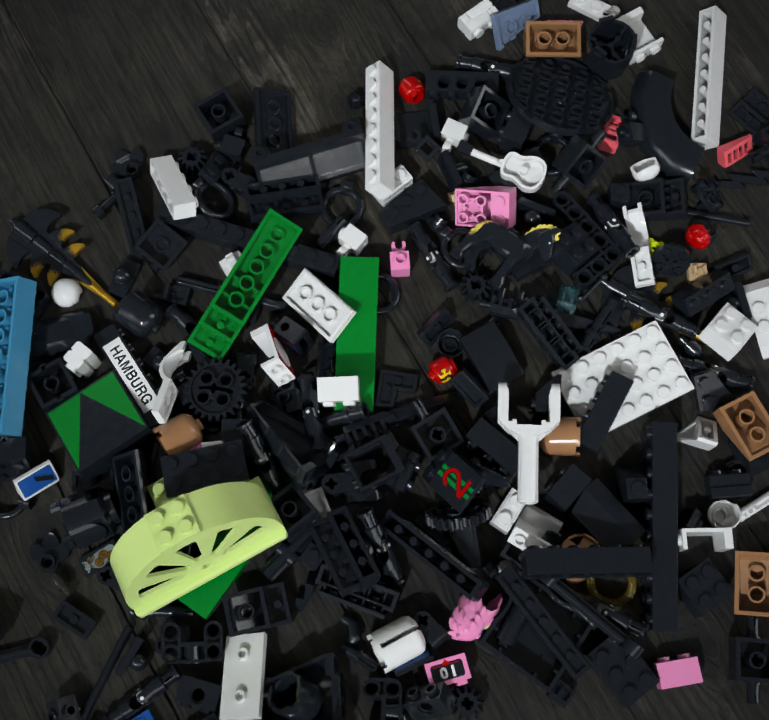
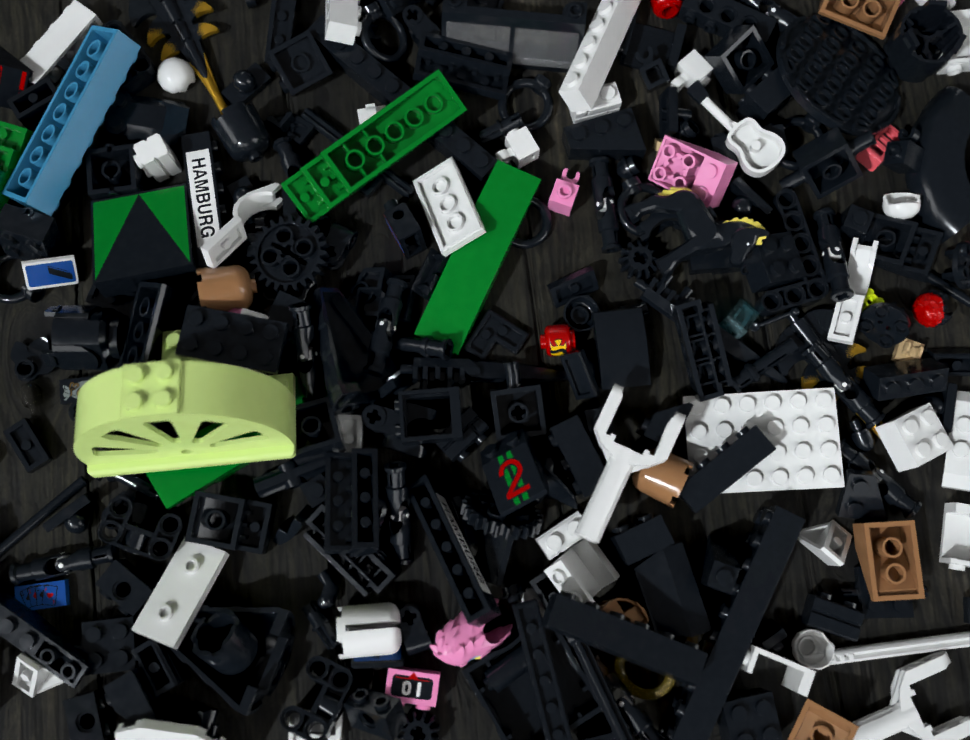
camera: 20 degrees right, 5 degrees up
(279, 367) = (373, 257): white panel -> none
(338, 390) = (425, 312): white brick -> none
(552, 538) = (598, 590): black tile -> none

